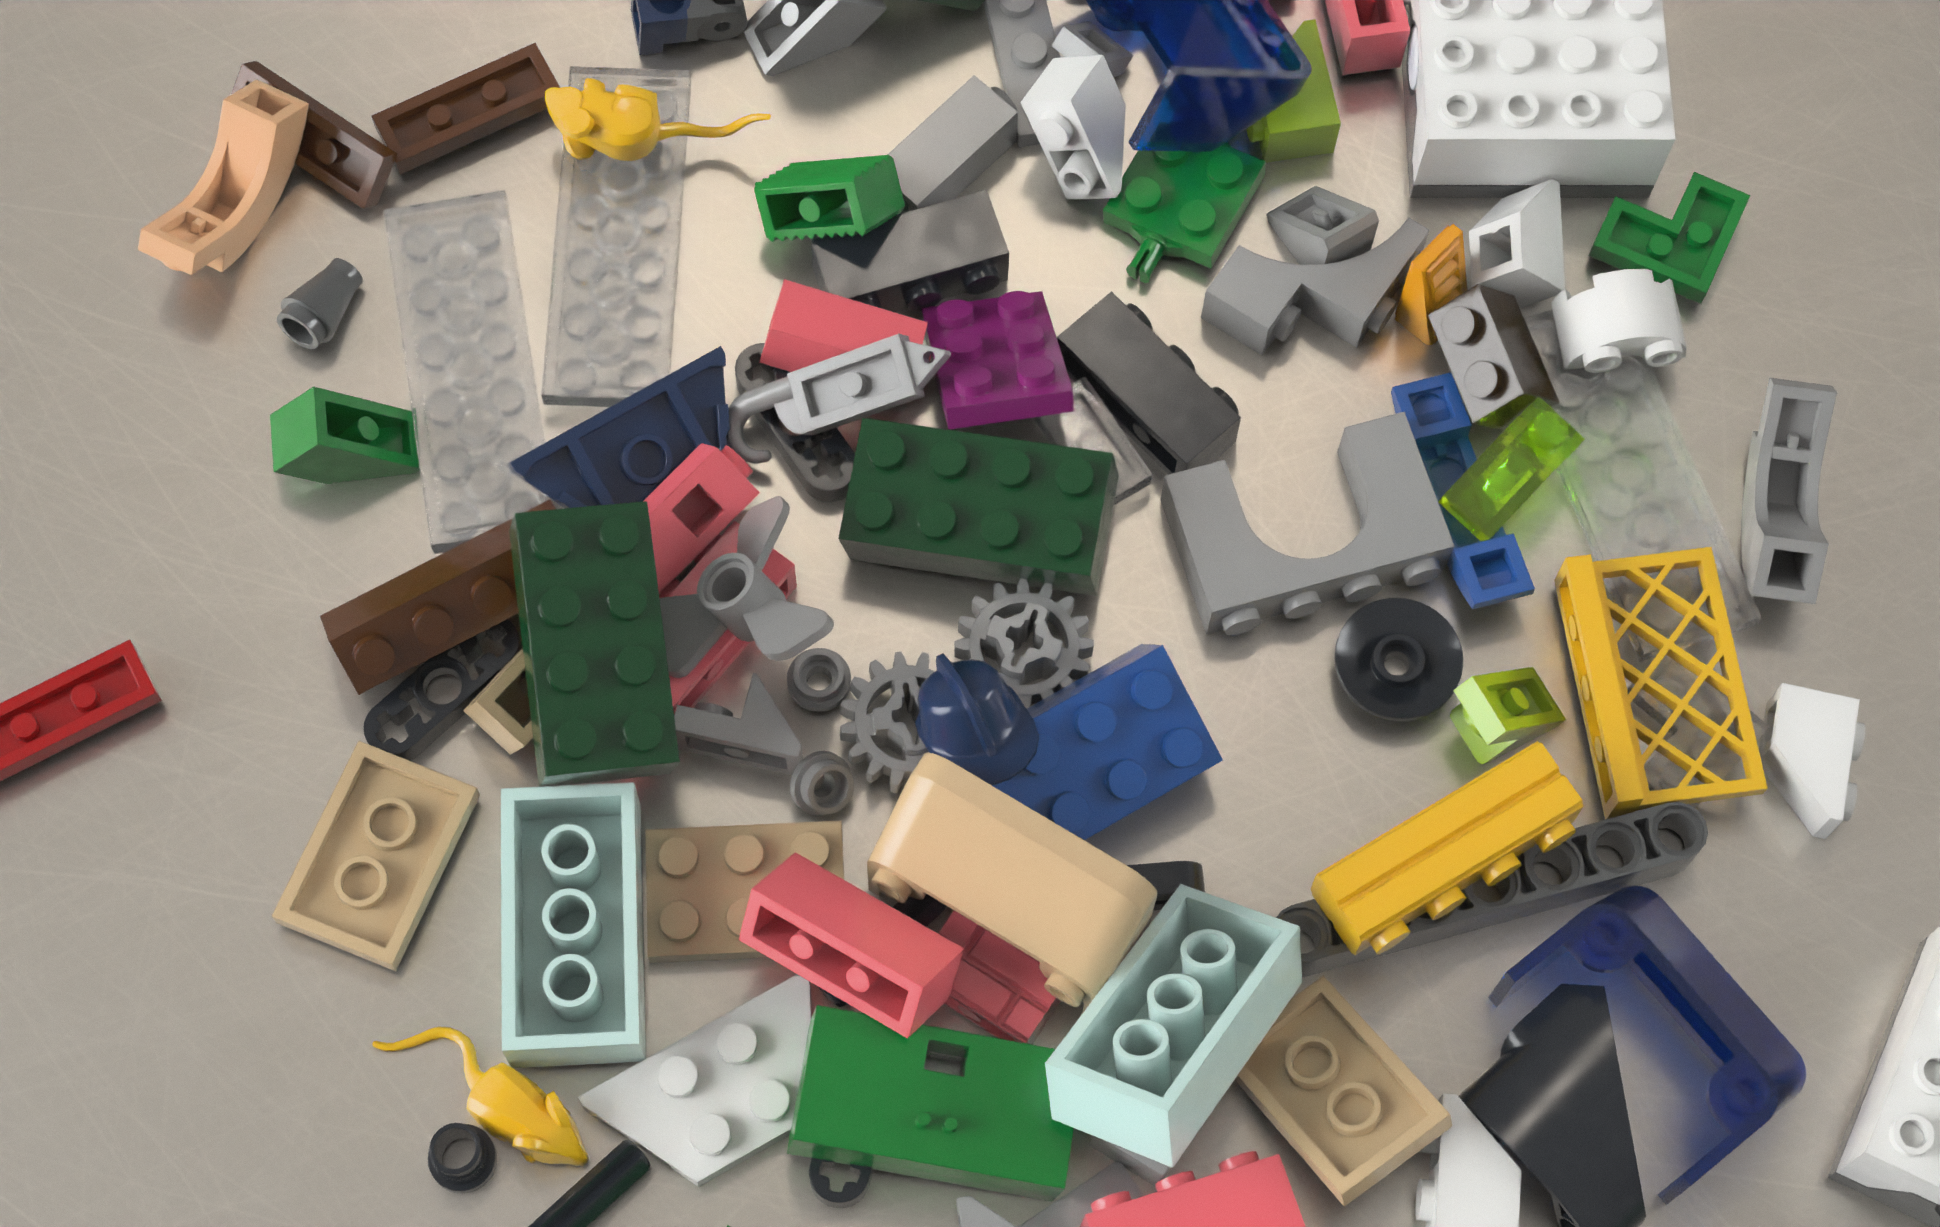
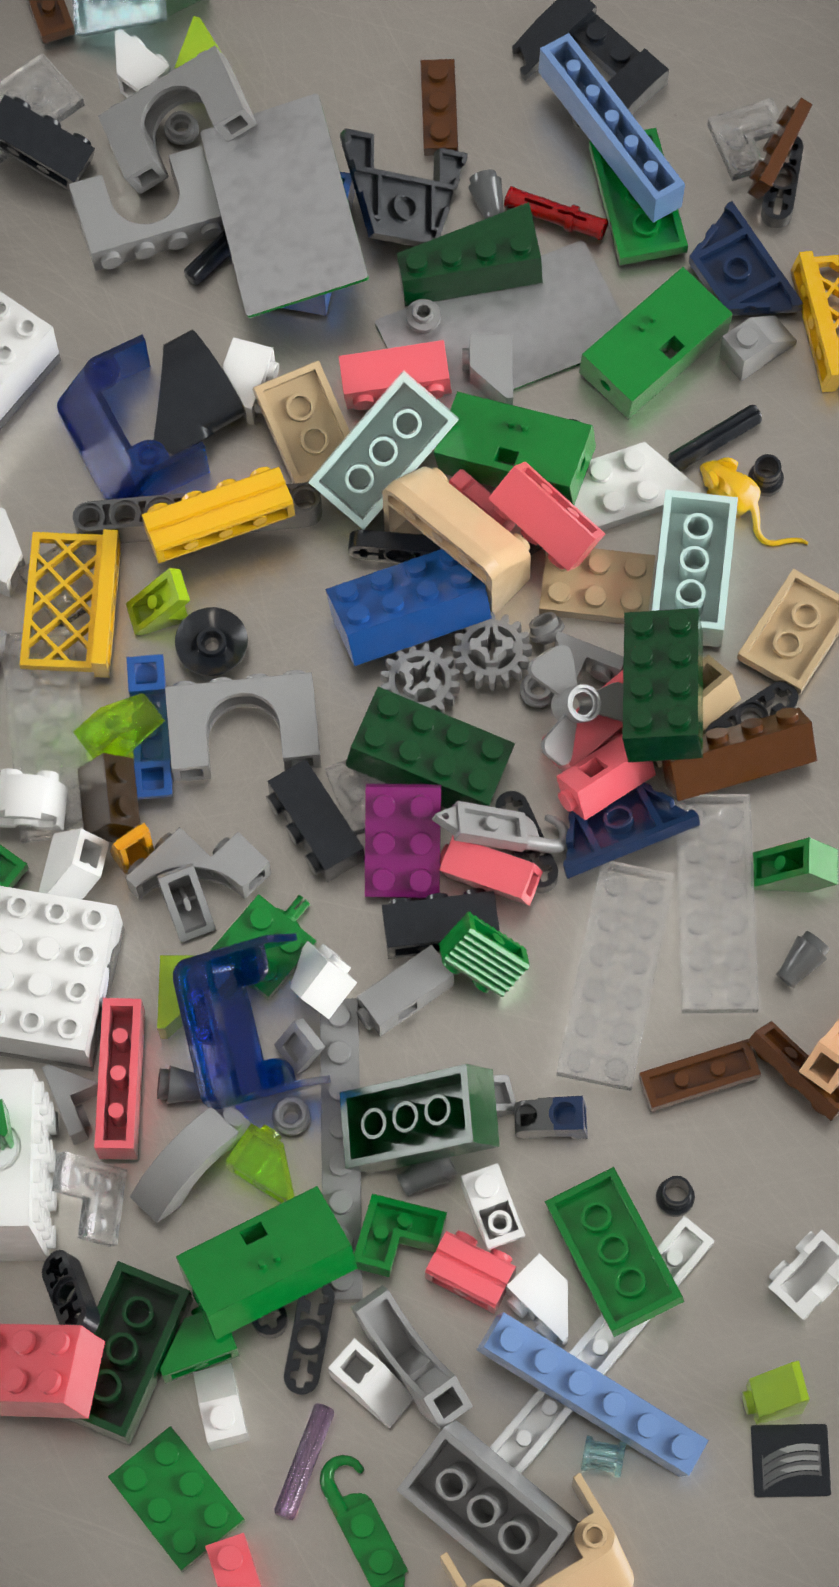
camera: 165 degrees left, 0 degrees up
(621, 122) = (603, 1027): yellow animal -> none
(975, 720) = (458, 610): dark blue piece -> none

